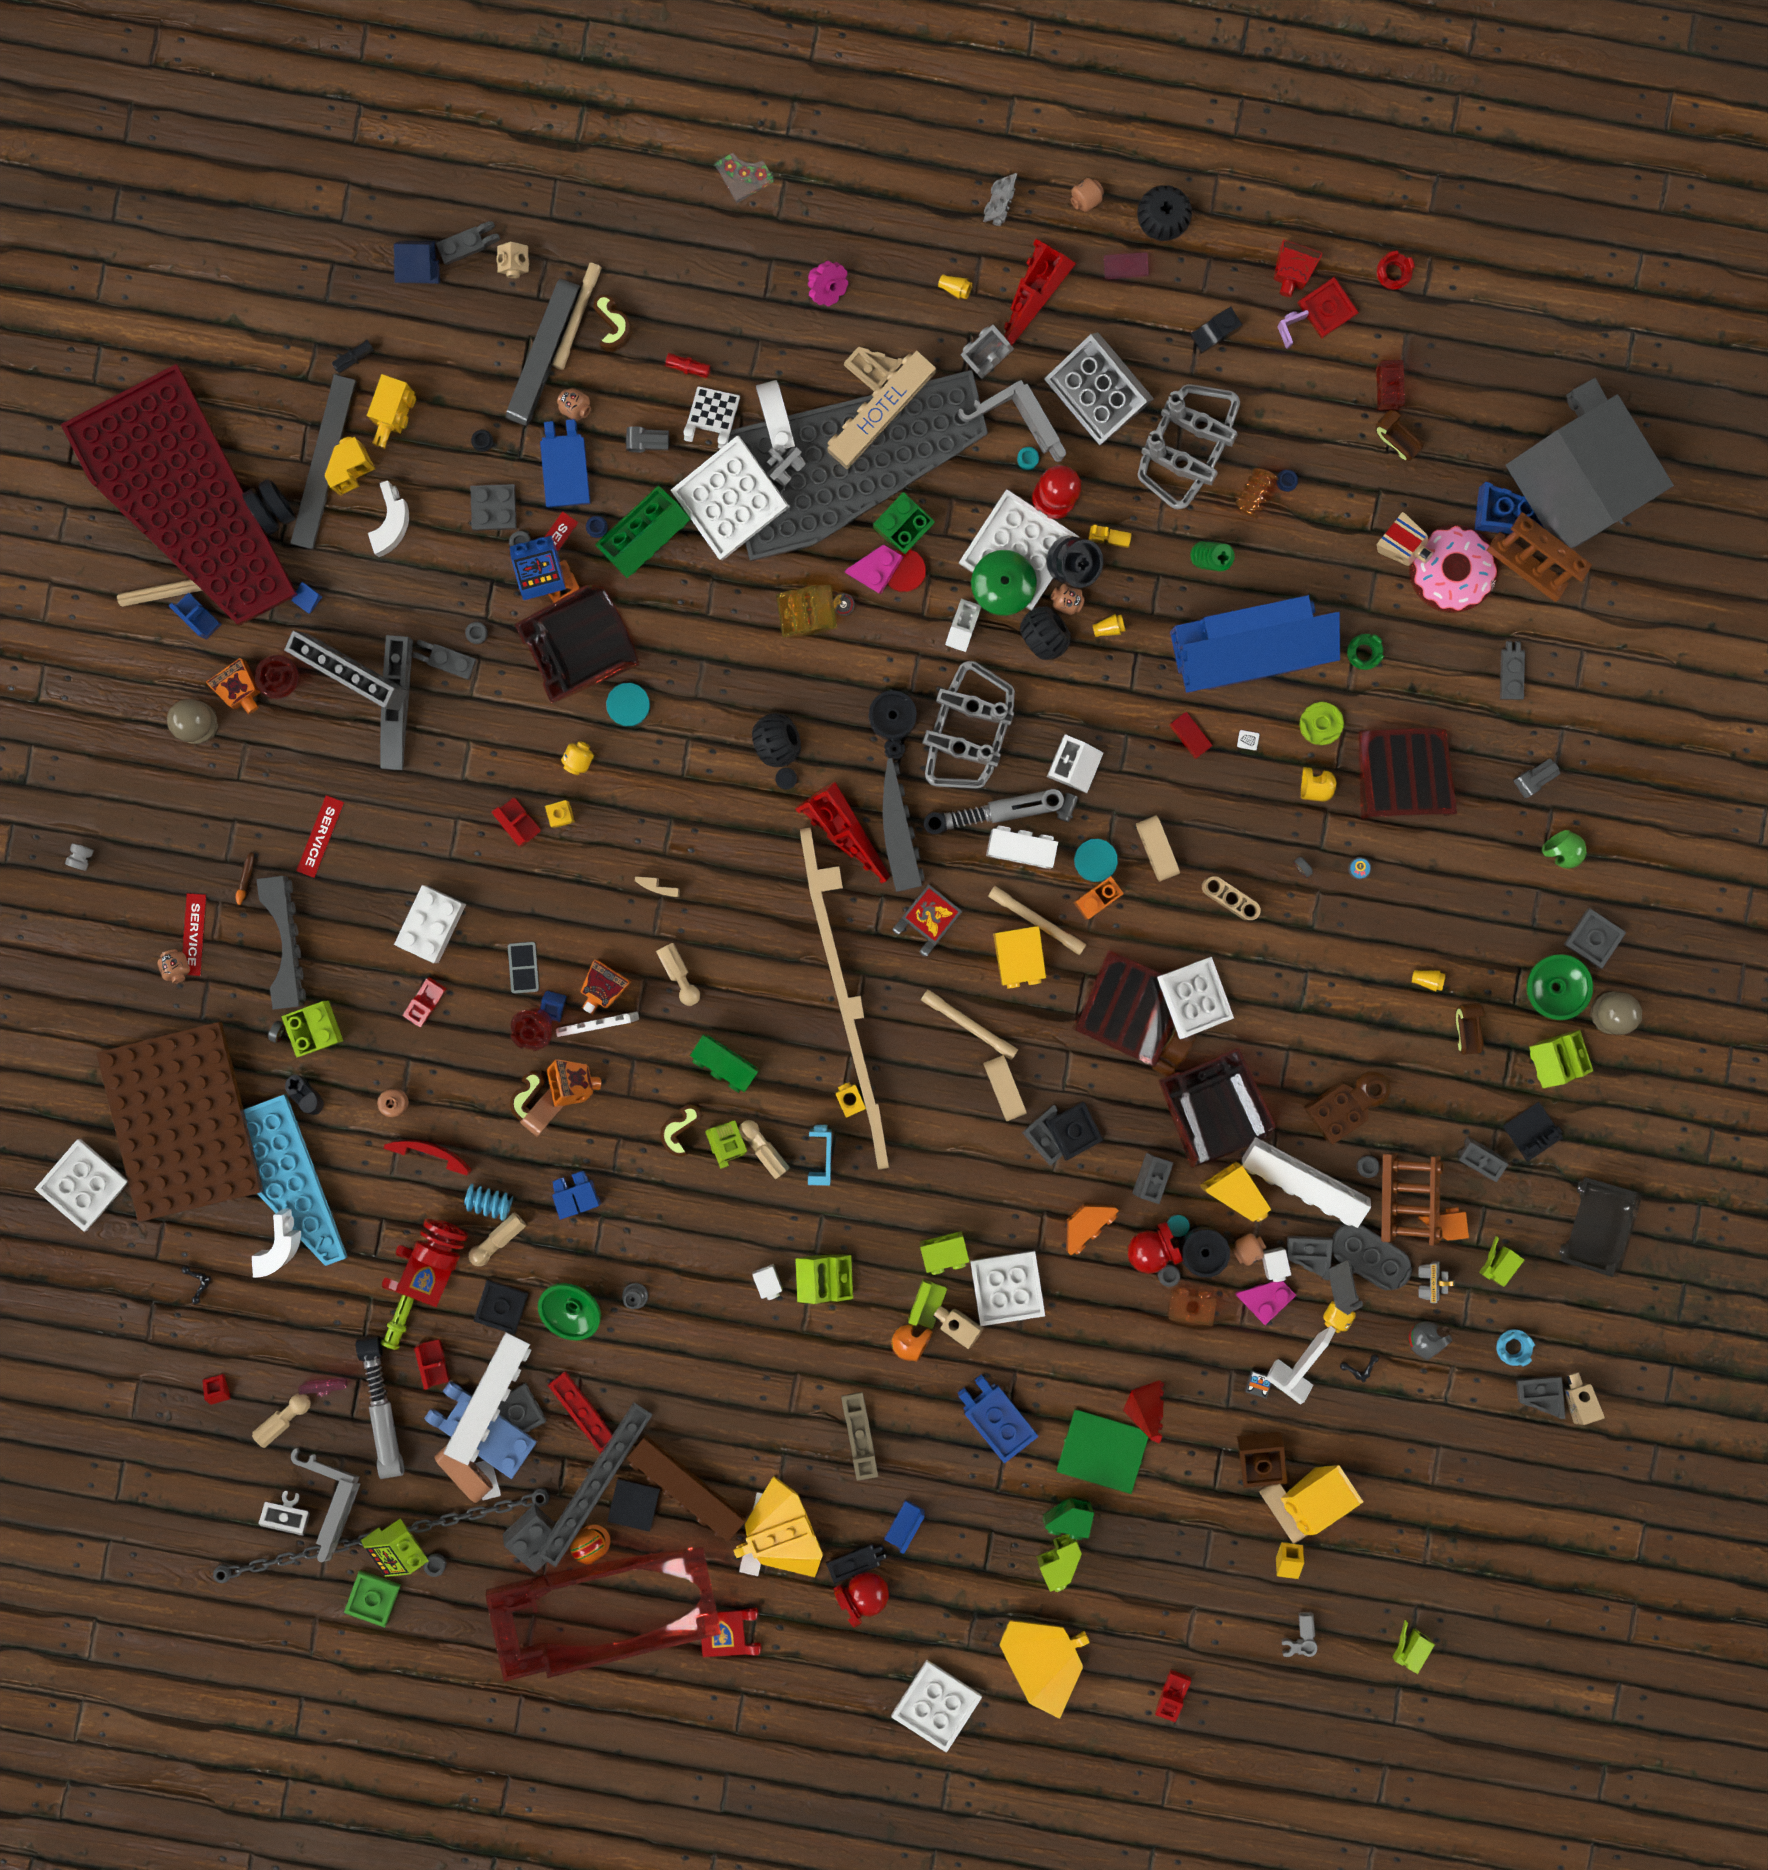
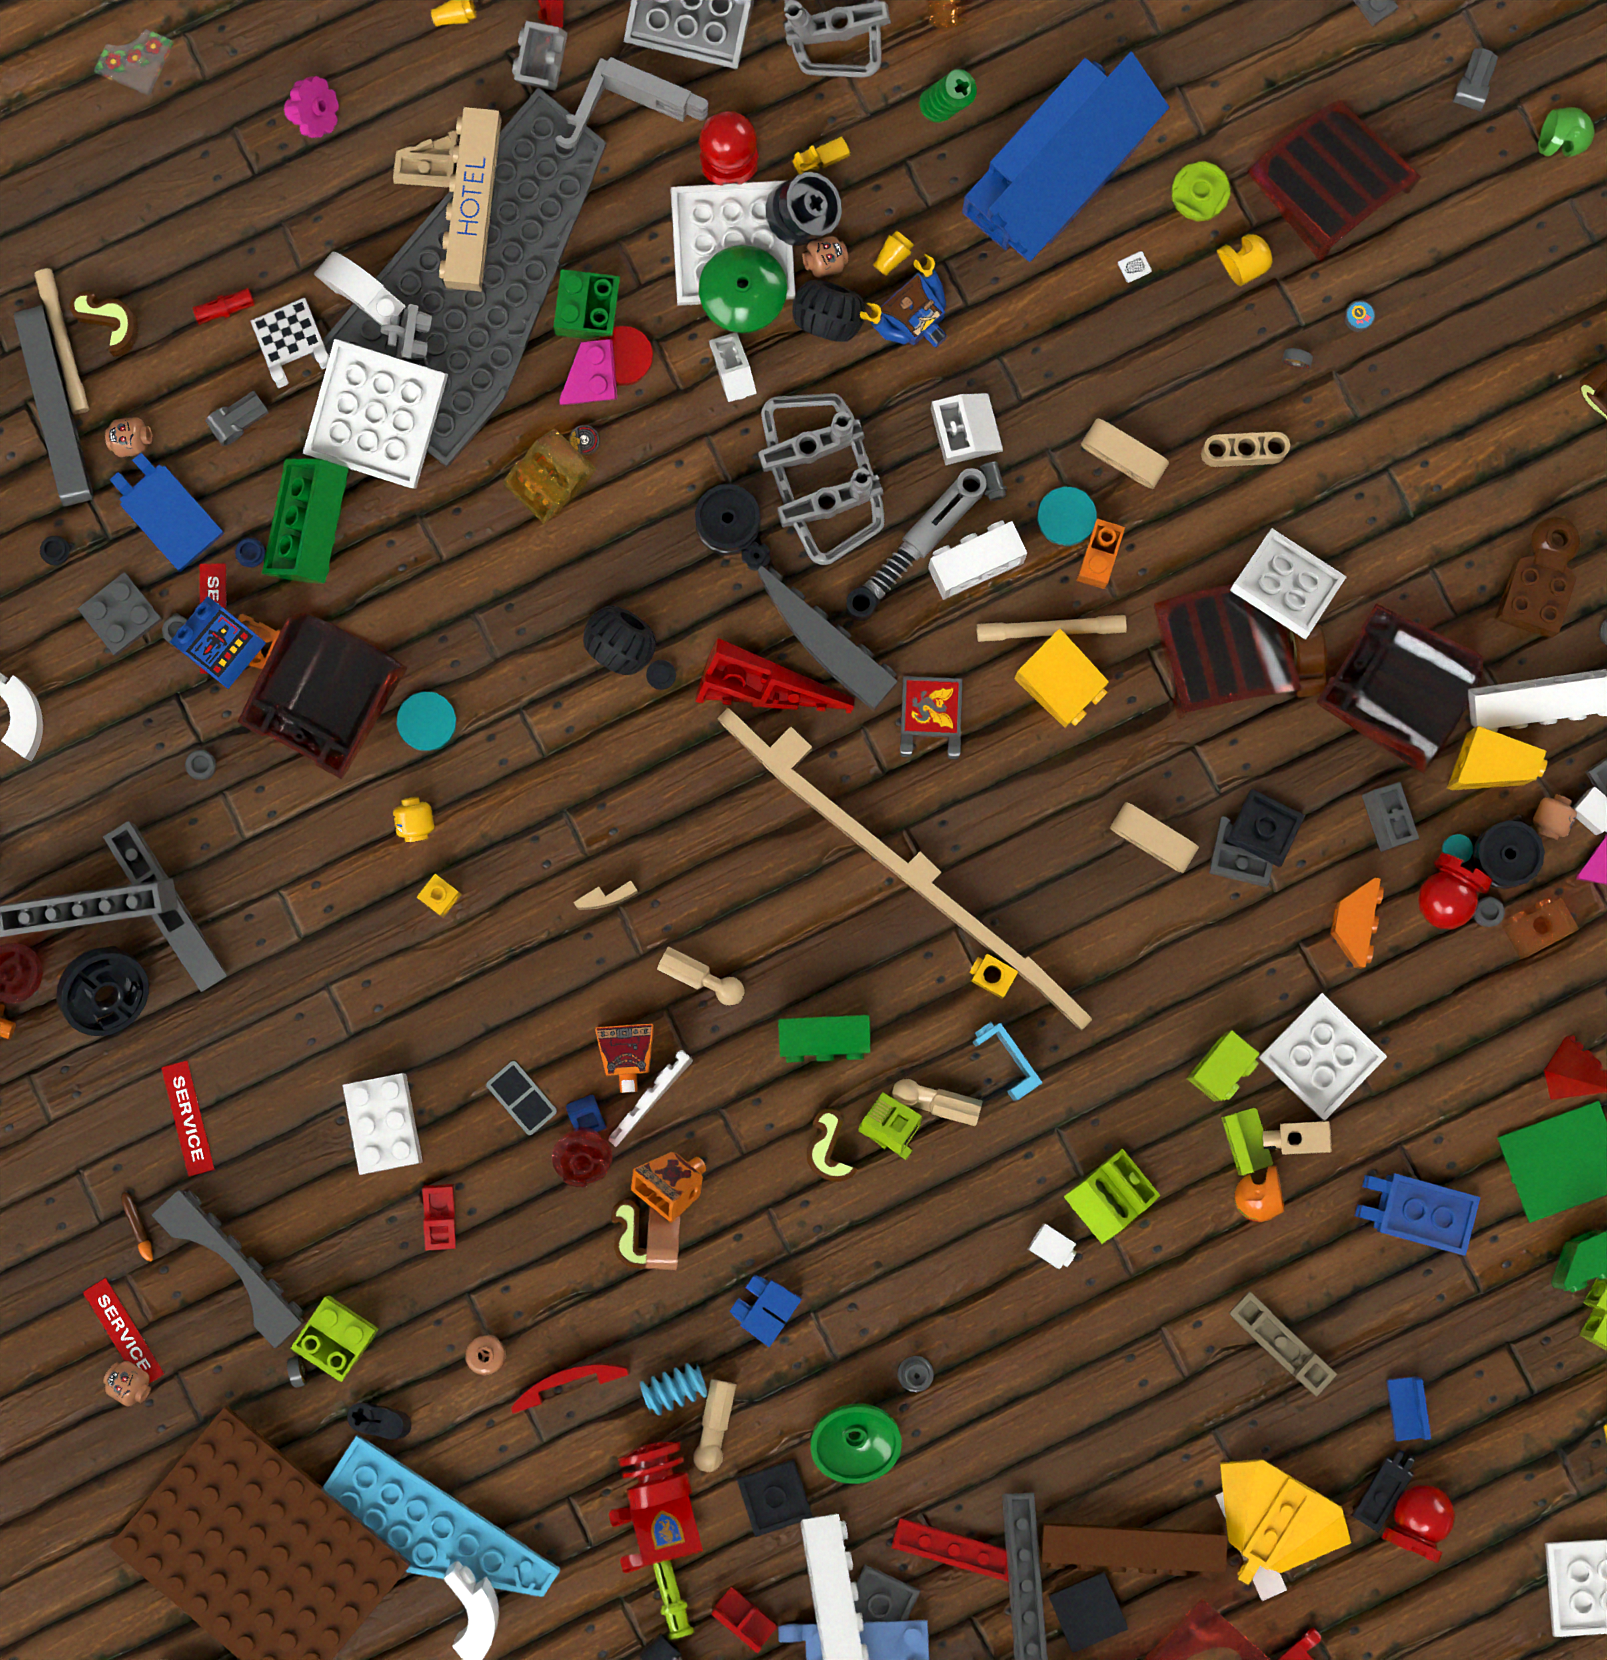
camera: 40 degrees left, 5 degrees down
(325, 712) = (114, 969): none -> black piece
(447, 660) = (188, 819): dark grey hinge -> none
(516, 822) = (397, 940): red panel -> none
(940, 1005) = (1111, 794): tan piece -> none
(1028, 458) = (669, 138): teal tile -> none
(1095, 670) = (913, 309): none -> torso
(1190, 735) = (1068, 306): red slope -> none
(1374, 643) = (1190, 64): green piece -> none
(1430, 979) = (1526, 379): yellow cone -> none

